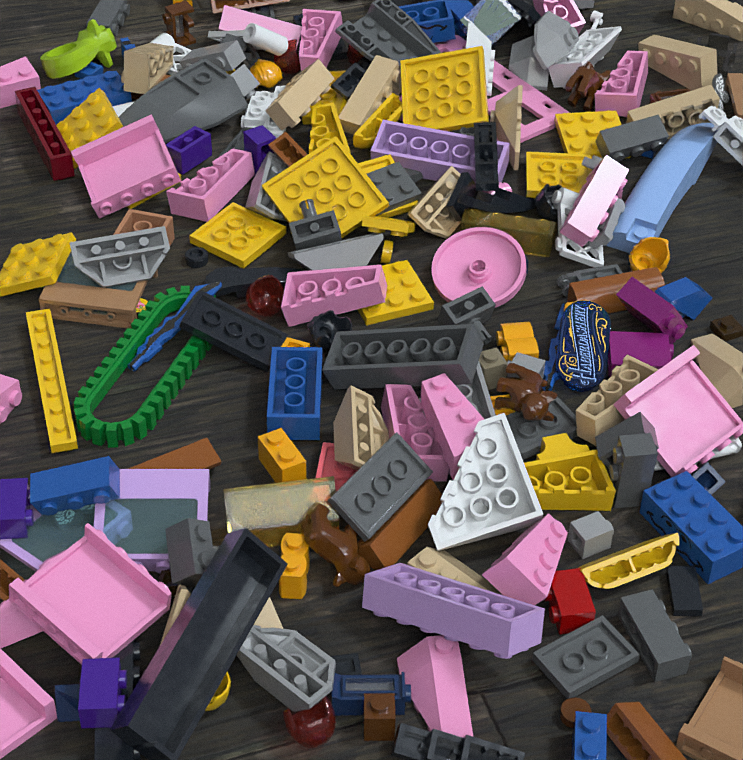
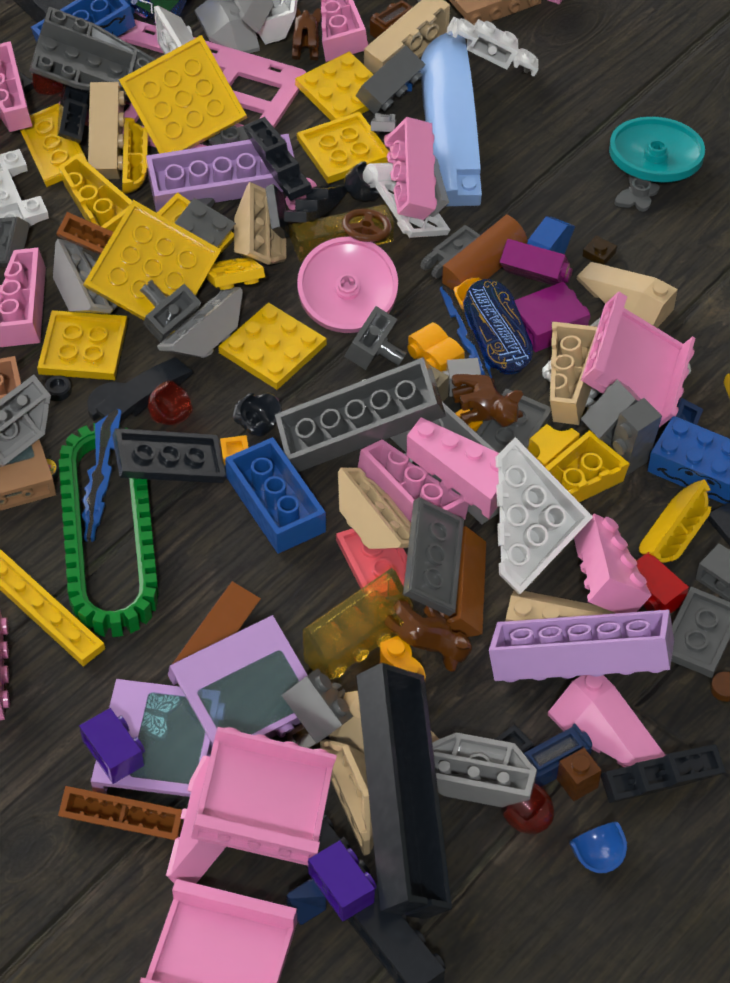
camera: 30 degrees left, 10 degrees up
(75, 486) = (163, 694): blue brick -> none
(256, 142) = (40, 233): dark purple brick -> none
(281, 457) = (312, 569): light orange brick -> none
(299, 95) = (39, 158): tan wedge -> none
(335, 289) = (233, 371): bright pink wedge -> none
(387, 251) = (246, 303): yellow tile -> none
(508, 122) = (259, 102): tan wedge -> none
(520, 230) = (365, 229): none -> reddish brown piece
(590, 534) = (630, 513): light grey brick -> none
(650, 253) = (490, 204): light orange hair -> none

